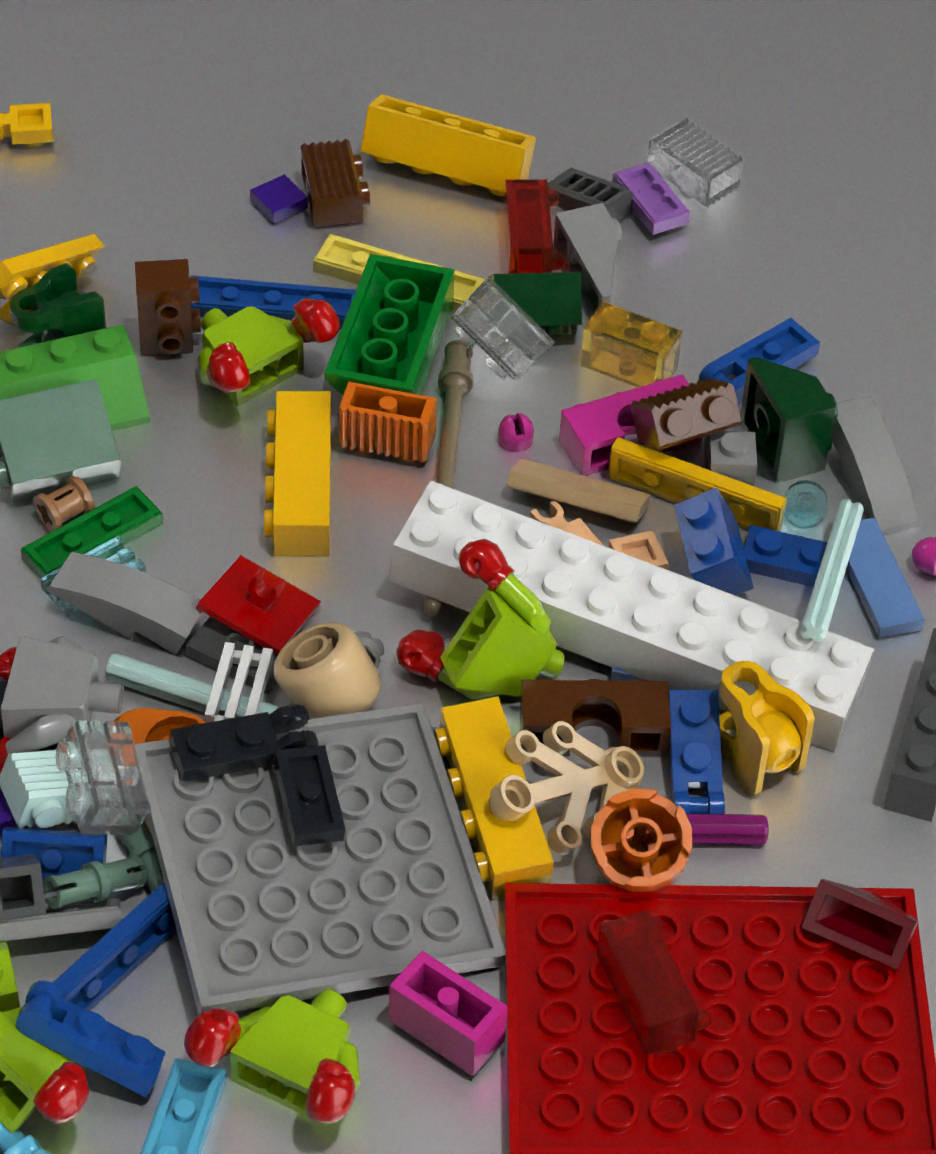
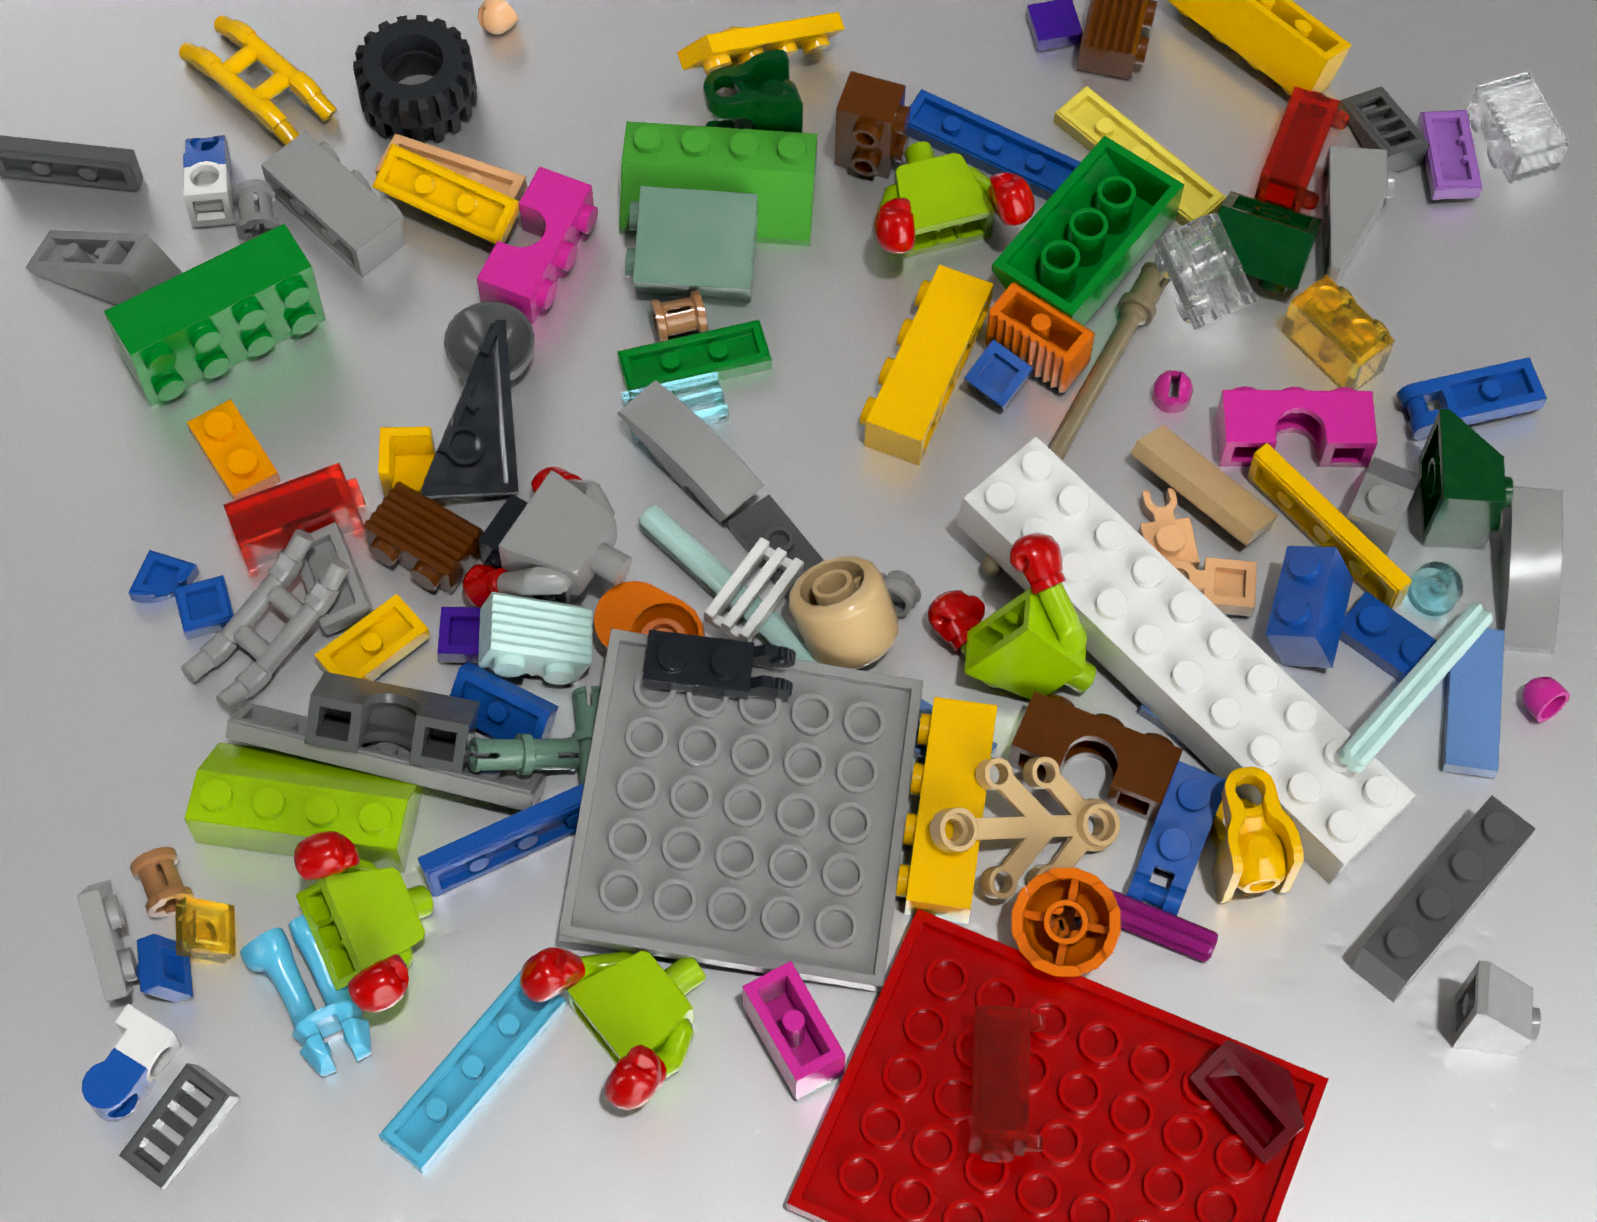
camera: 25 degrees right, 15 degrees up
(89, 1039) = (445, 923): blue plate -> none
(103, 778) = (568, 653): clear brick -> none
(258, 604) = (817, 502): red piece -> none
(309, 795) = (756, 749): black plate -> none
(365, 462) = (998, 375): none -> blue plate
(685, 413) = (1346, 446): reddish brown brick -> none

